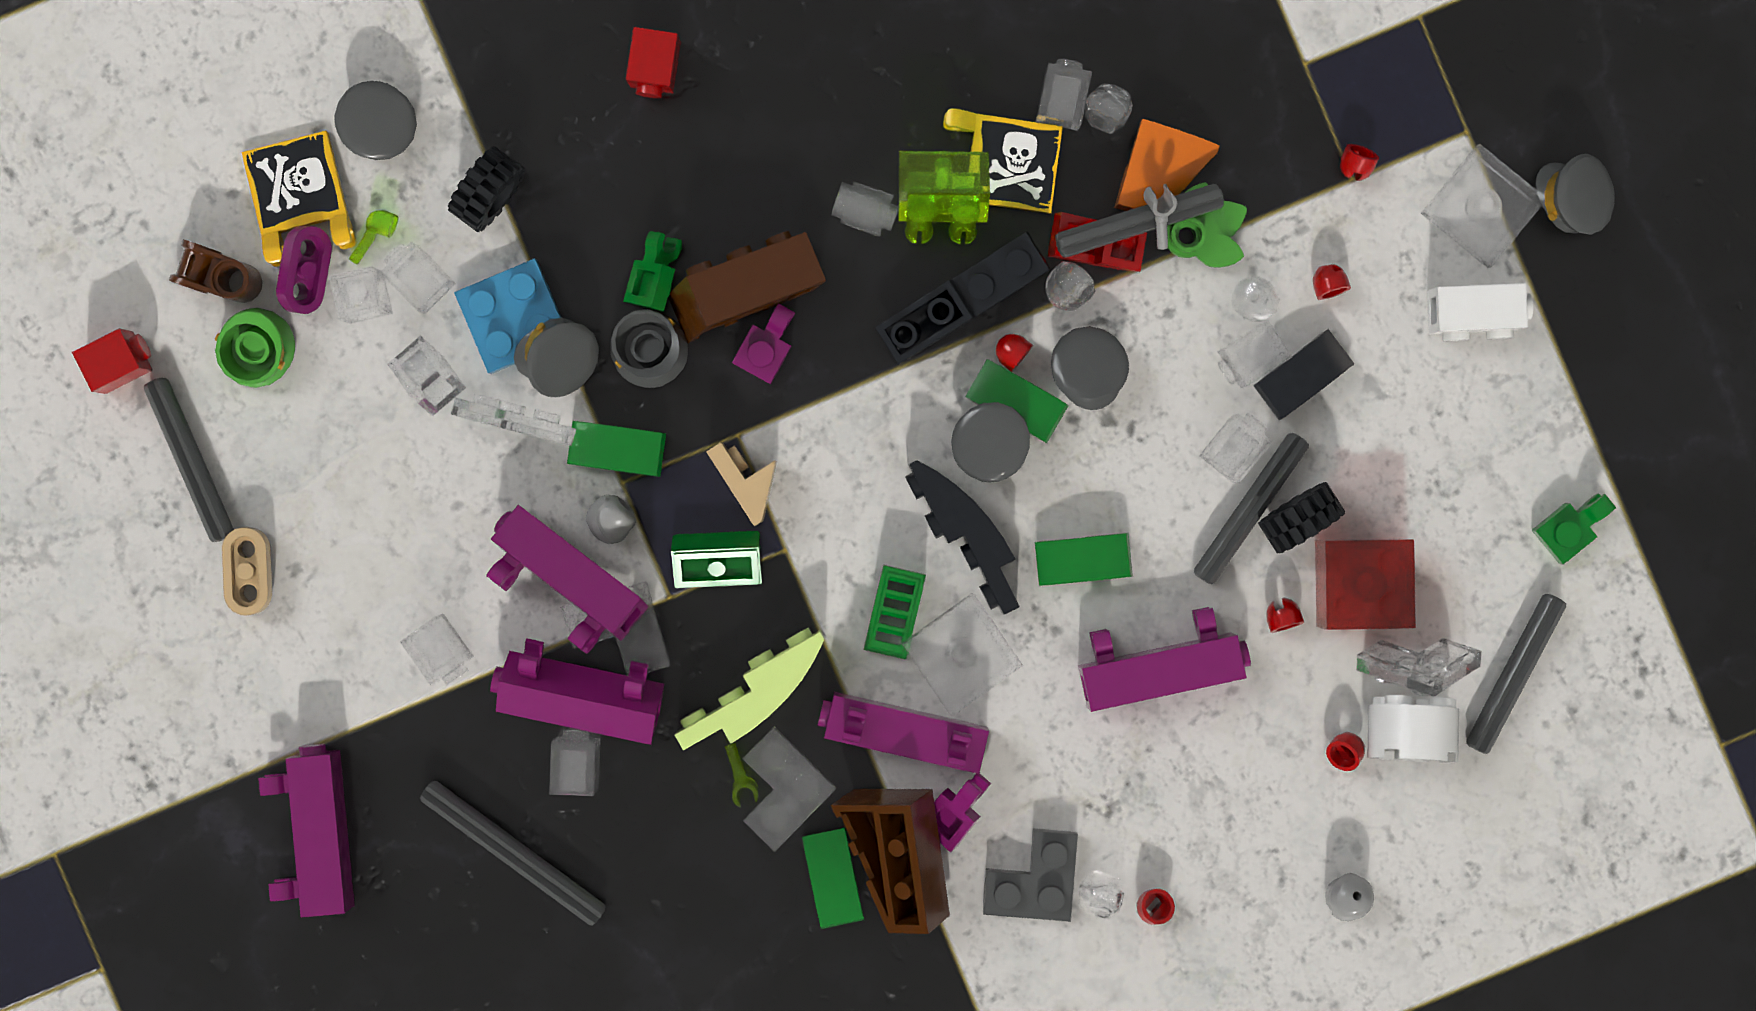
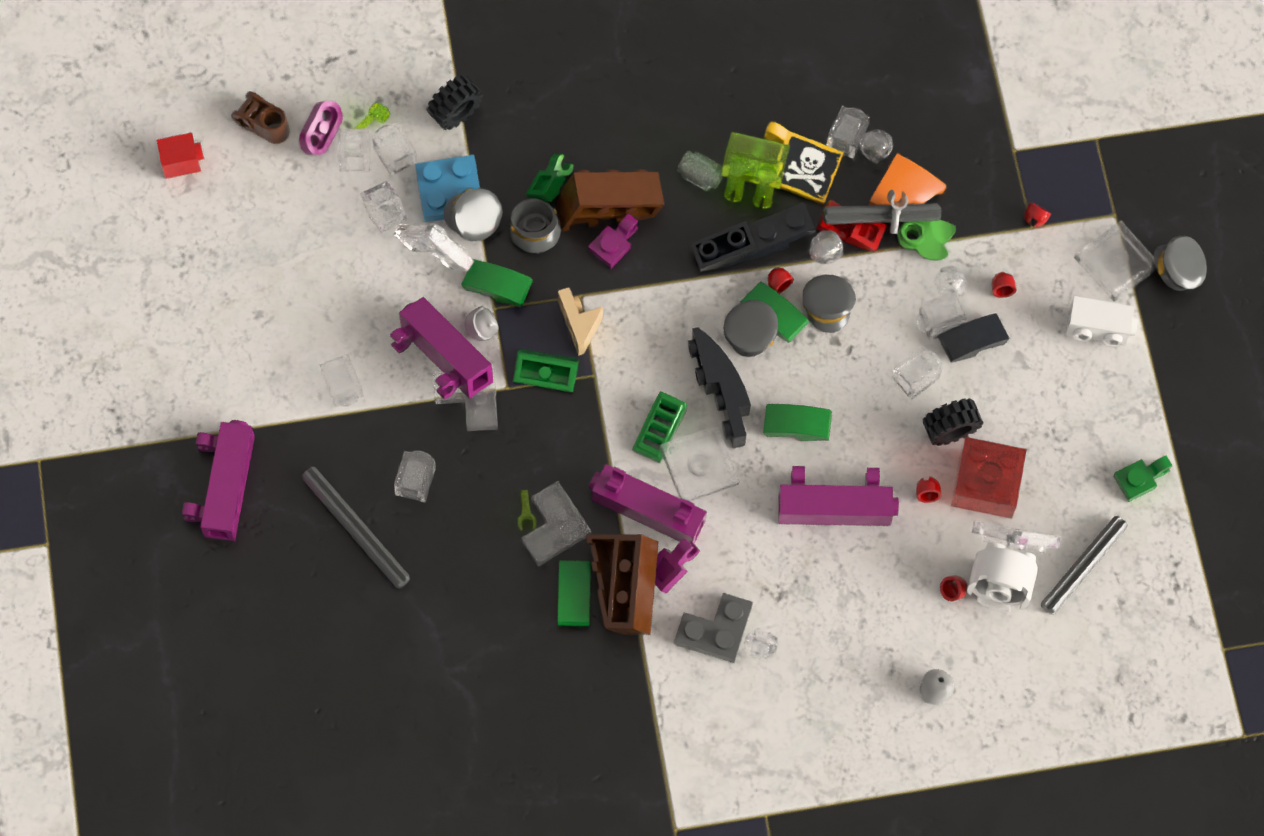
camera: 10 degrees right, 20 degrees down
(188, 459) = (209, 228): dark grey axle -> none
(244, 570) = (227, 306): tan plate -> none
(255, 347) = (273, 168): bright green piece -> none
(295, 187) = (329, 77): flag -> none
(375, 120) = (393, 49): dark grey piece -> none
(578, 695) = (430, 429): magenta brick -> none
(653, 62) = (583, 53): red brick -> none
(770, 684) = (563, 453): yellowish green slope -> none
(1161, 912) = (794, 656): red hinge -> none
(1251, 508) = (913, 421): dark grey axle -> none

